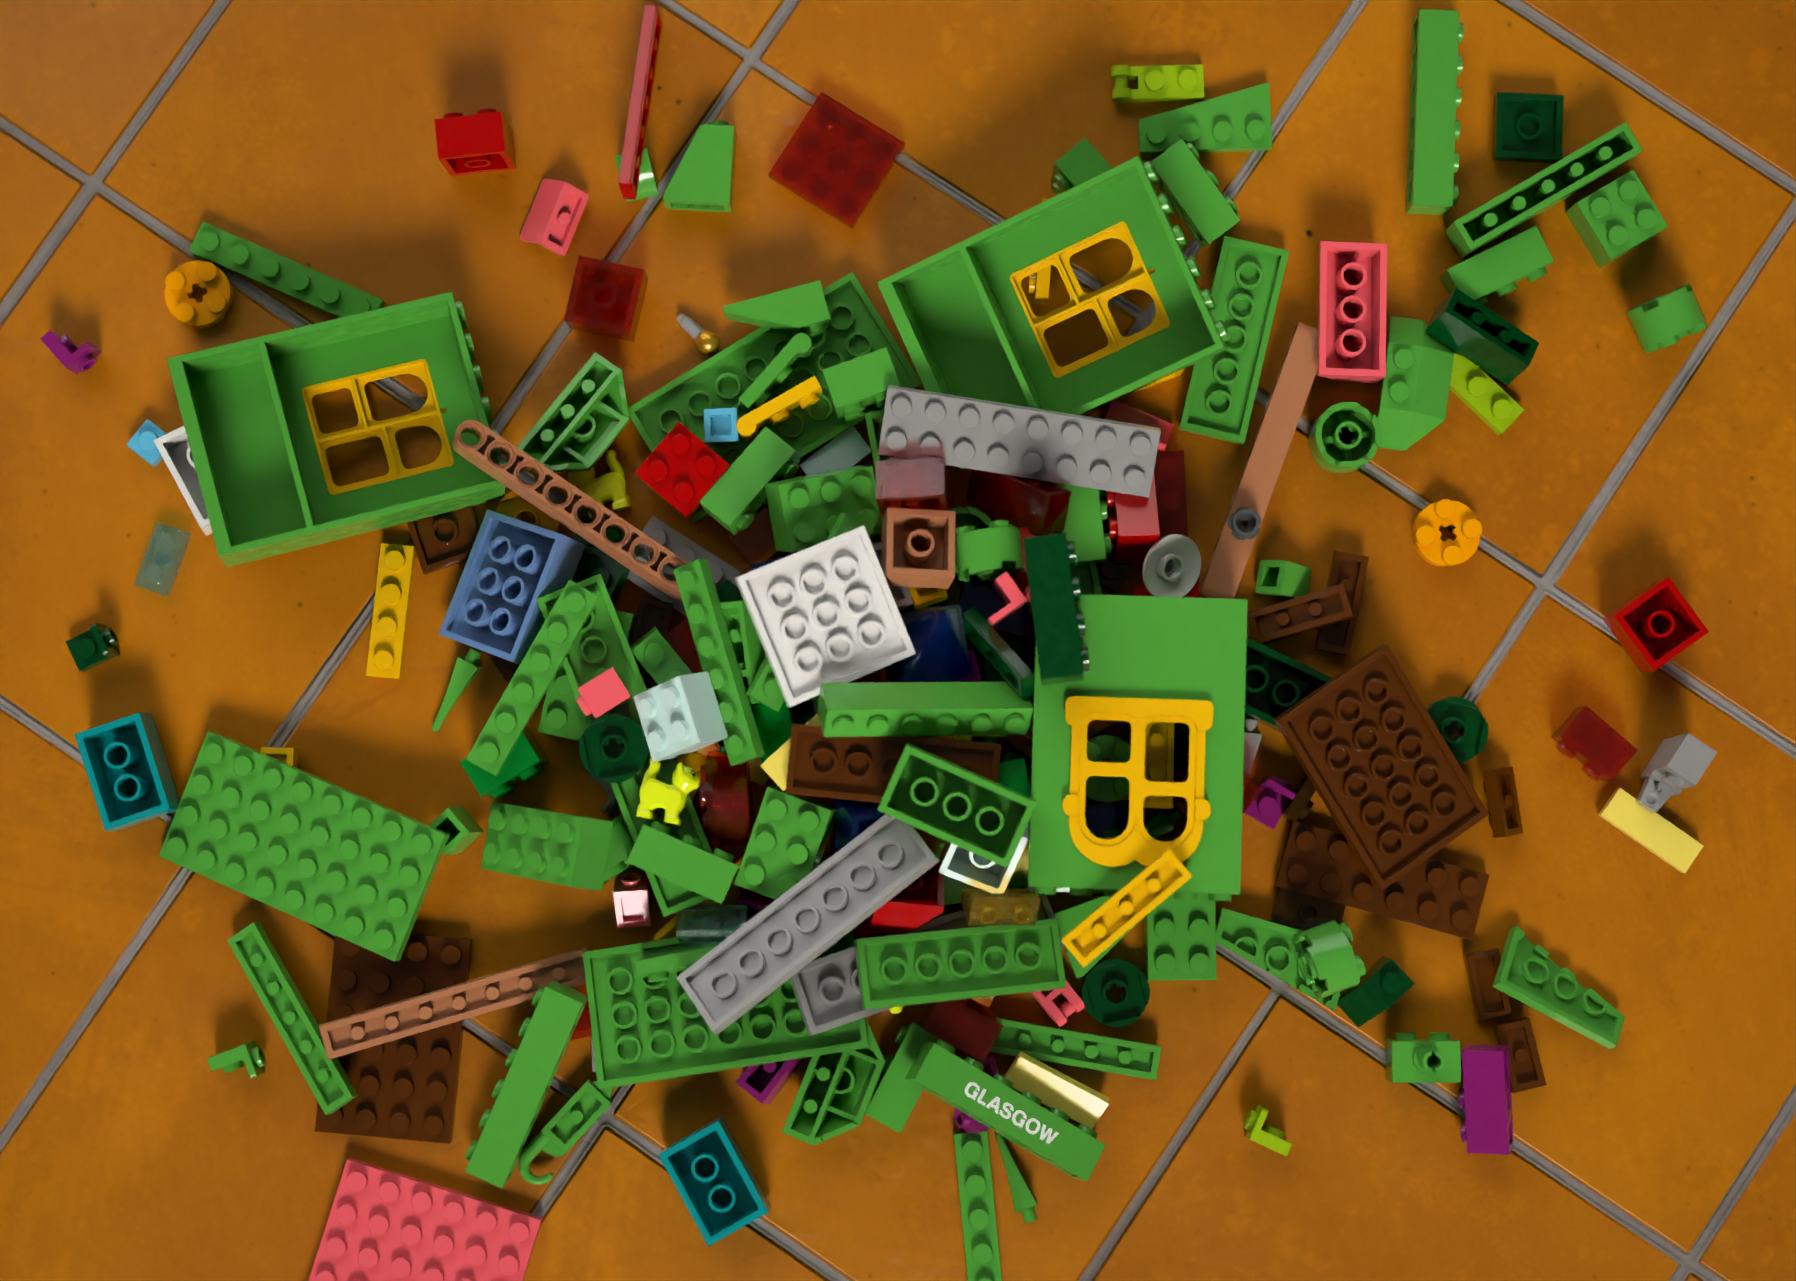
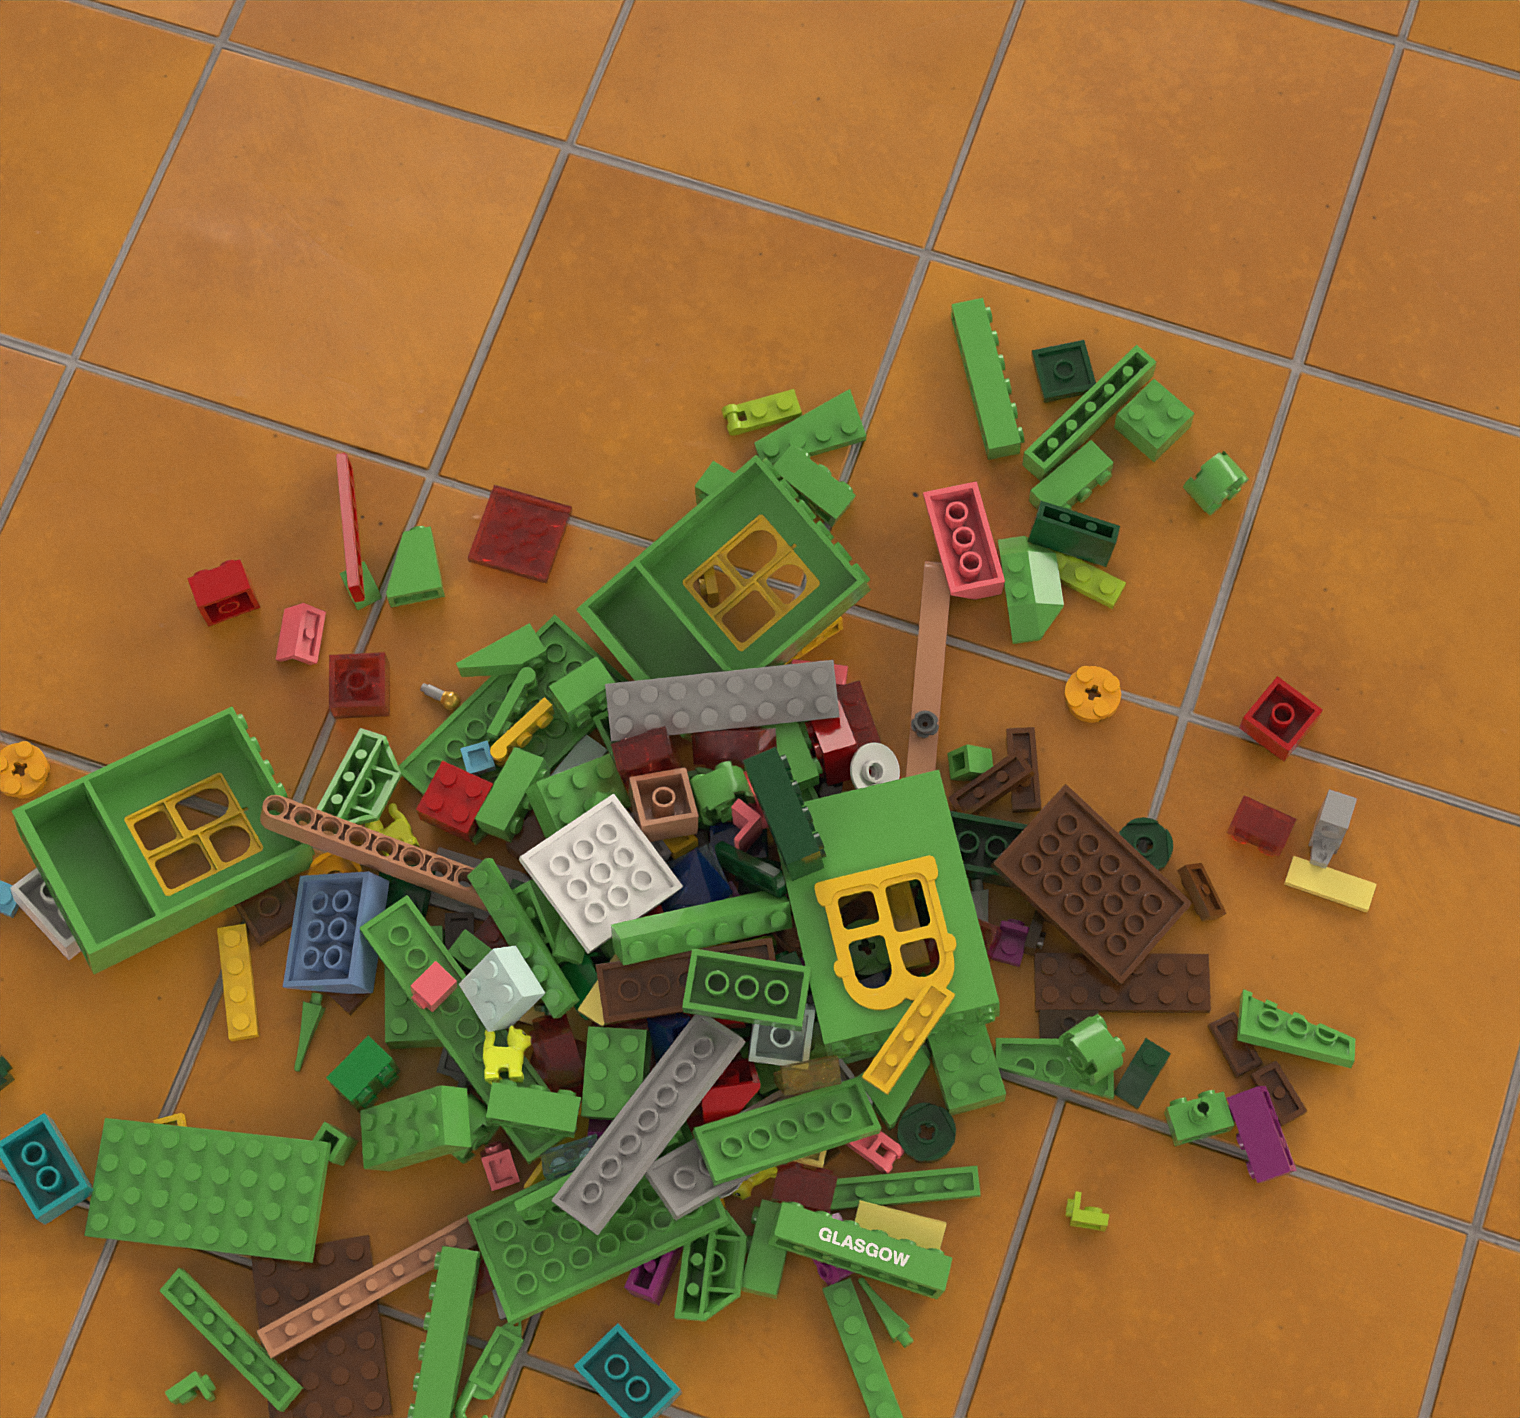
camera: 15 degrees left, 15 degrees down
(162, 559) = (35, 990): clear light blue plate -> none
(281, 273) = (78, 735): bright green plate -> none
(533, 677) = (371, 991): bright green plate -> none
(597, 737) = (459, 1015): dark green plate -> none
(1245, 299) = (879, 616): bright green plate -> none
(1354, 422) = (994, 626): bright green brick -> none

